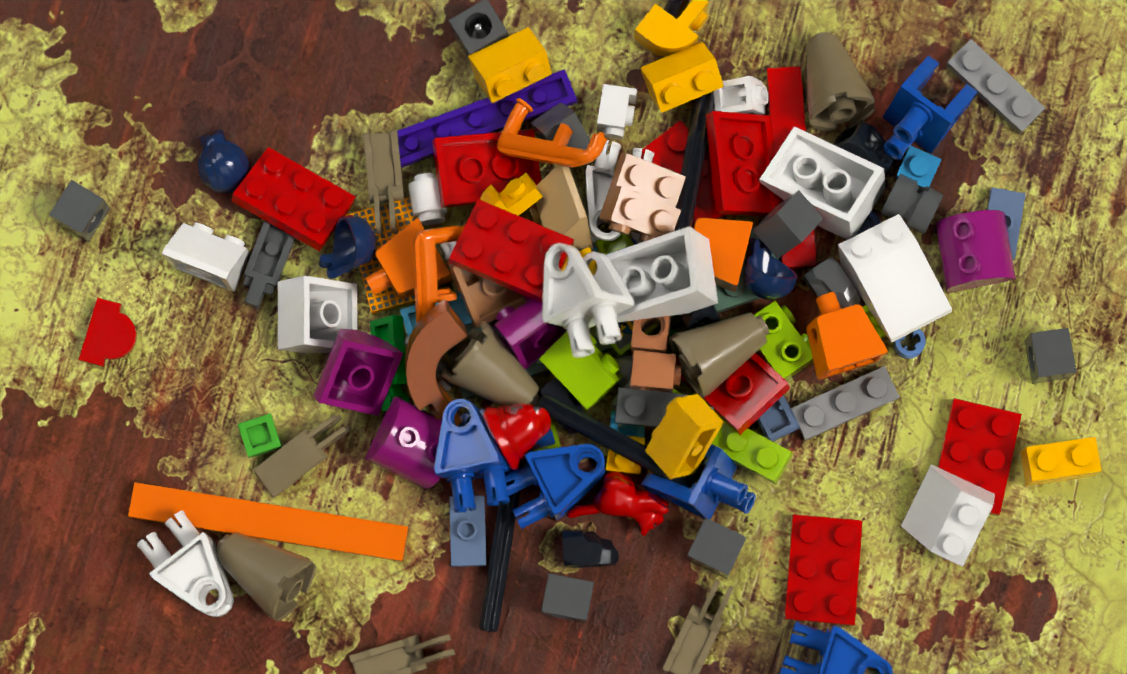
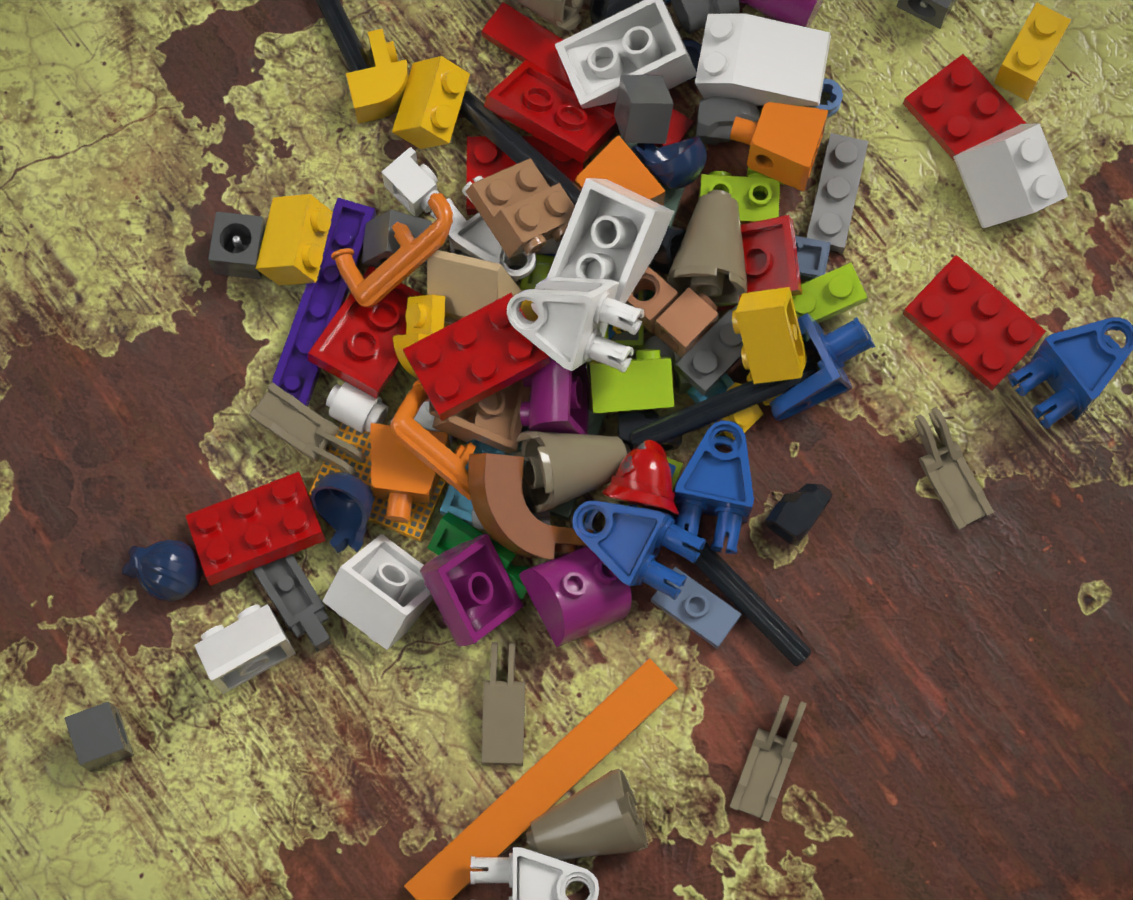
camera: 55 degrees left, 5 degrees down
(108, 334) = (240, 801): red piece -> none
(260, 435) = (454, 731): bright green plate -> none
(567, 598) = (831, 561): dark grey piece -> none
(620, 498) = (774, 445): red animal -> none
(716, 548) = (885, 396): dark grey piece -> none
(742, 96) = (489, 68): white bracket -> none

